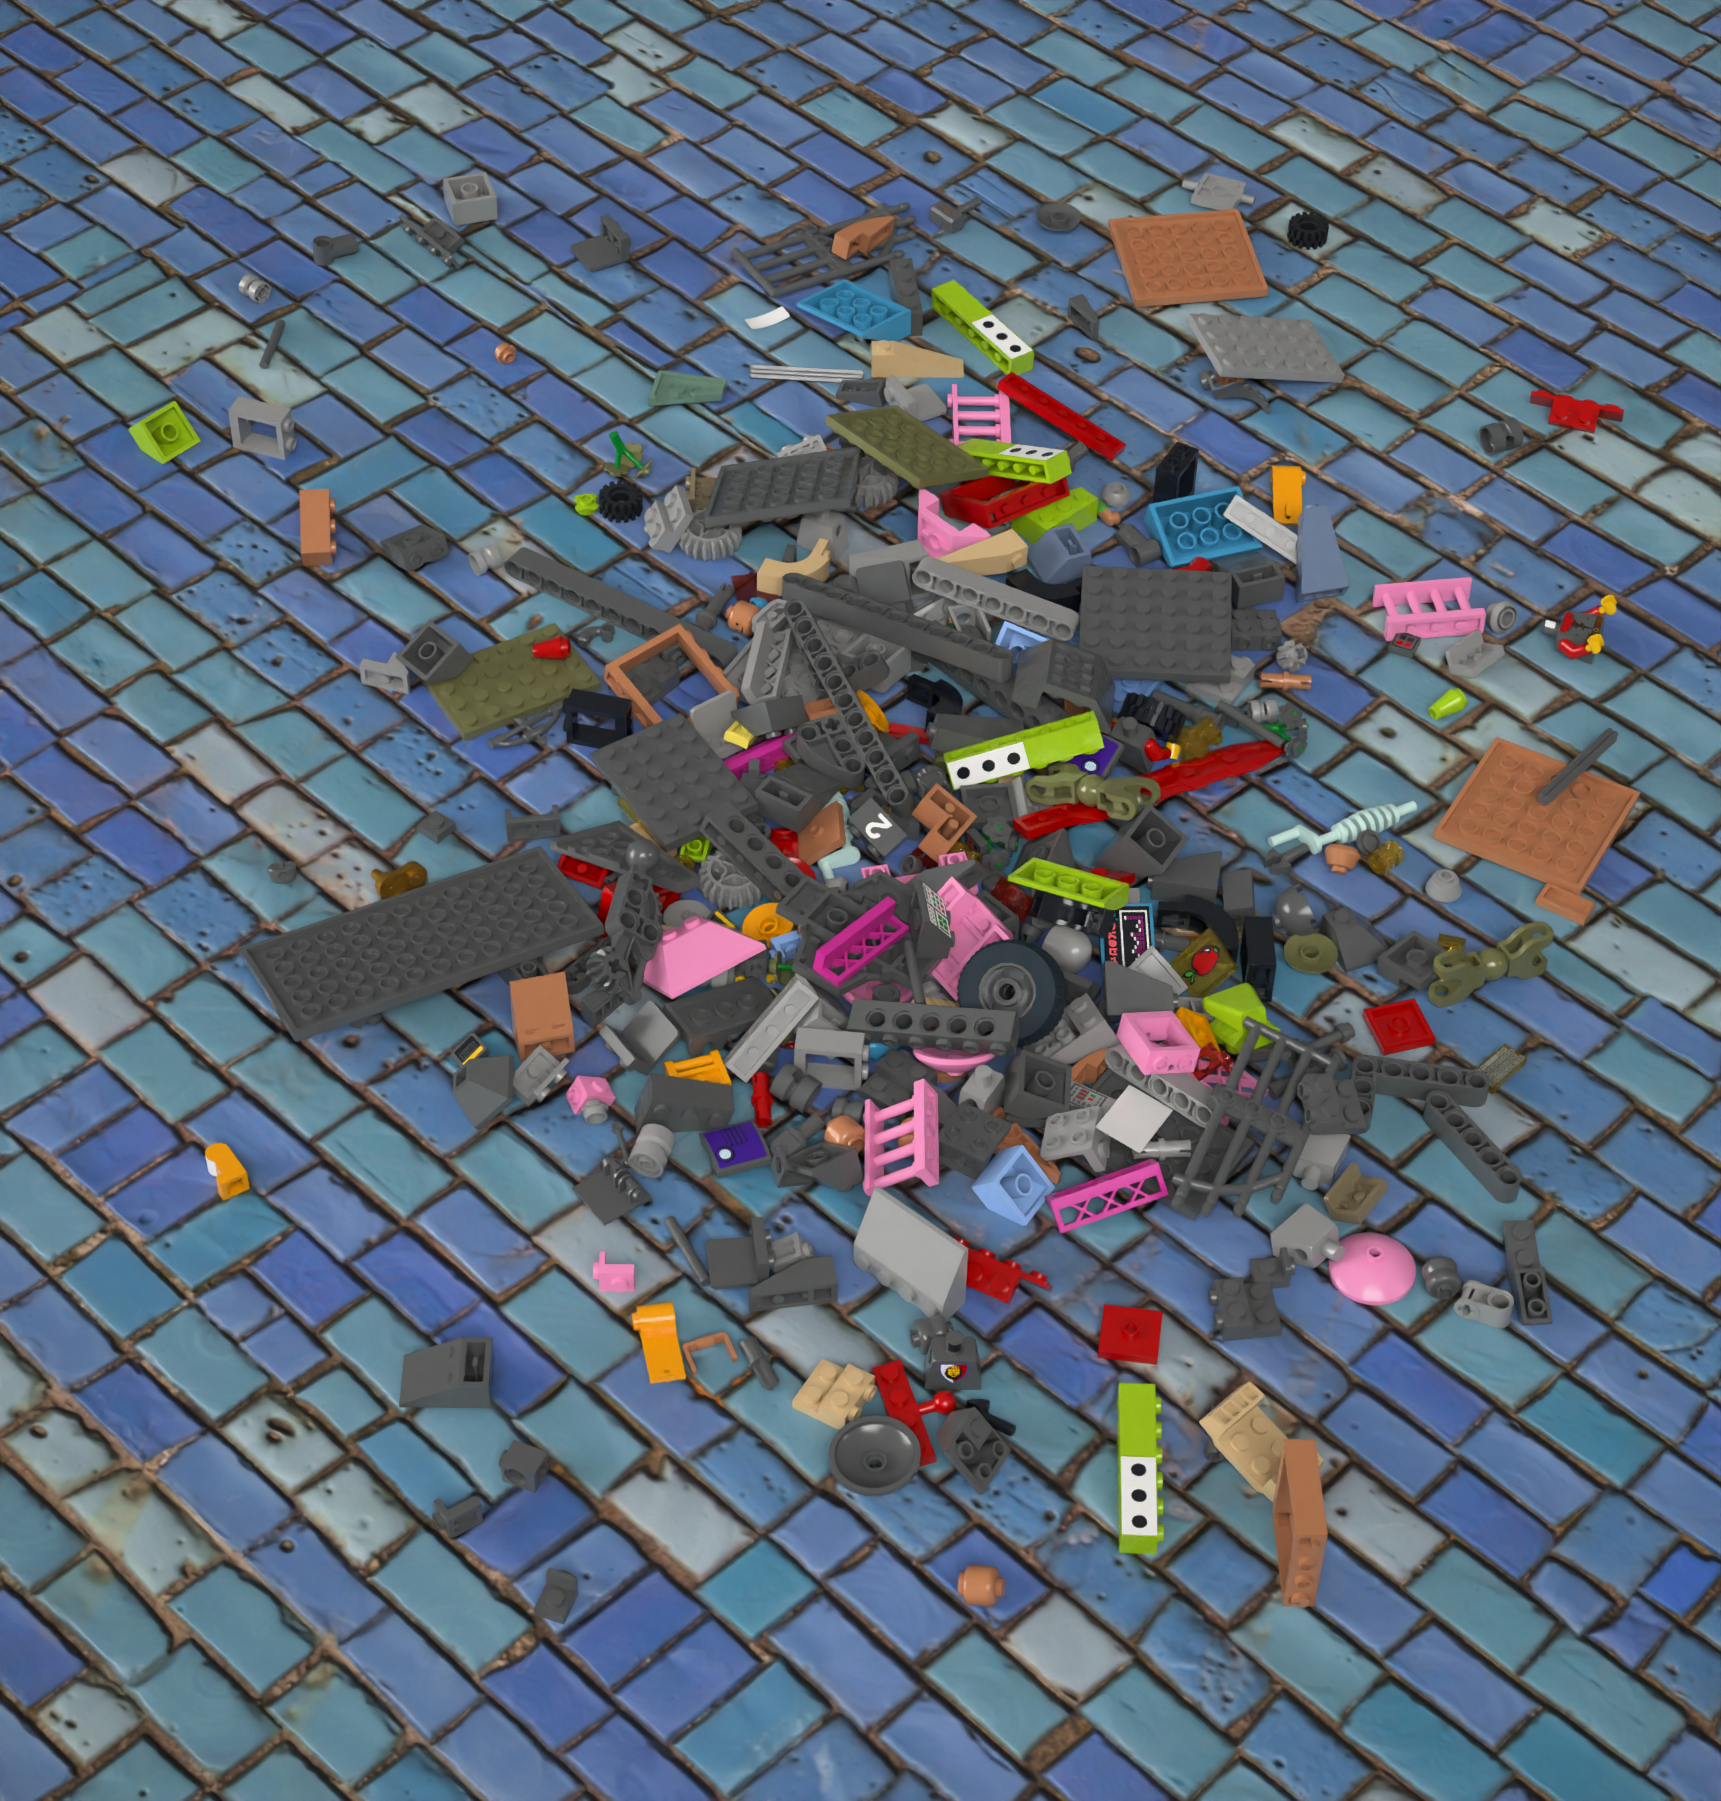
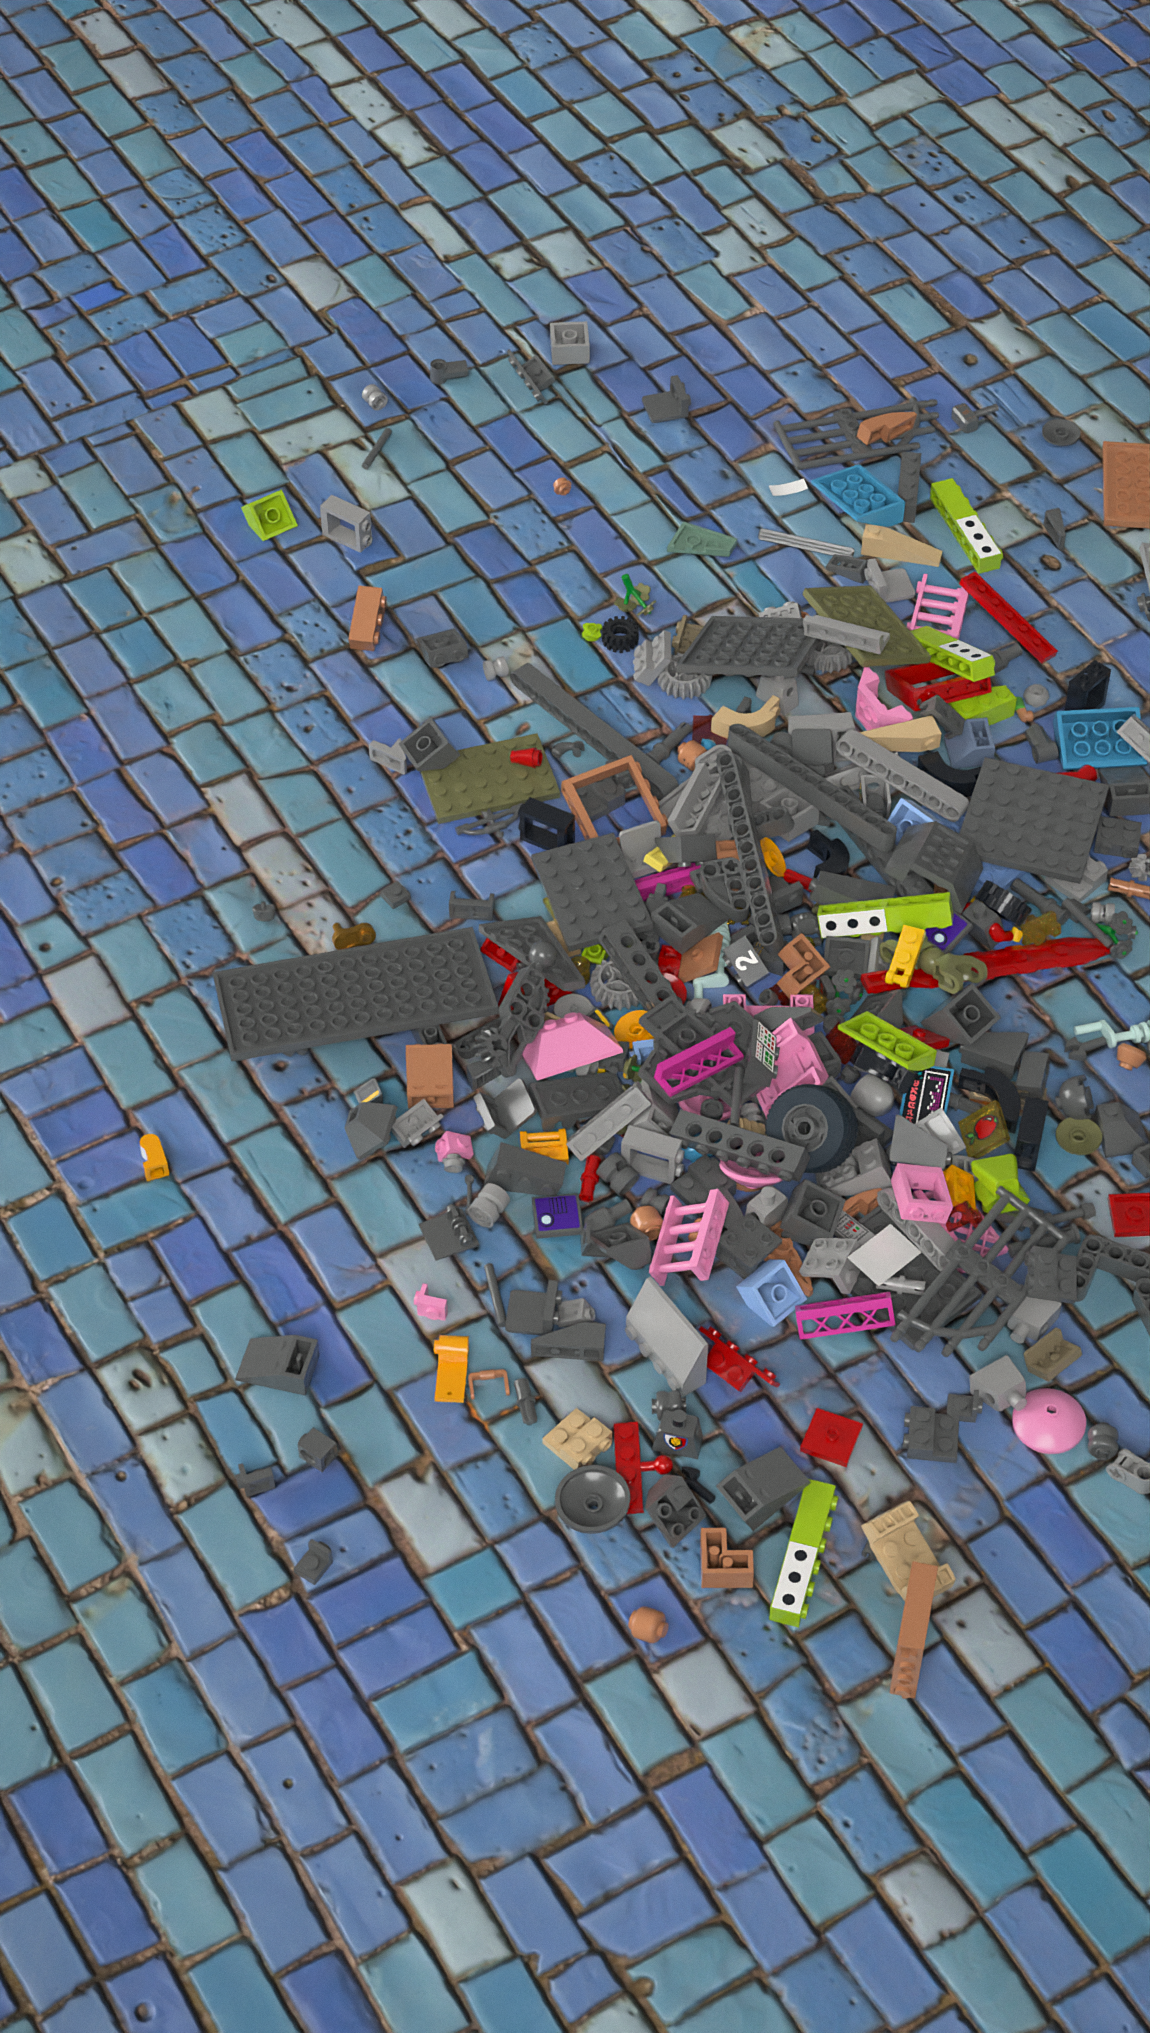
camera: 15 degrees right, 5 degrees up
(890, 455) = (845, 633): none -> light grey fence
(1025, 526) = (944, 715): none -> dark grey hinge
(1049, 1501) = (721, 1566): none -> nougat brick
(1062, 788) = (905, 956): none -> yellow plate
(1070, 1402) = (763, 1486): none -> dark grey slope

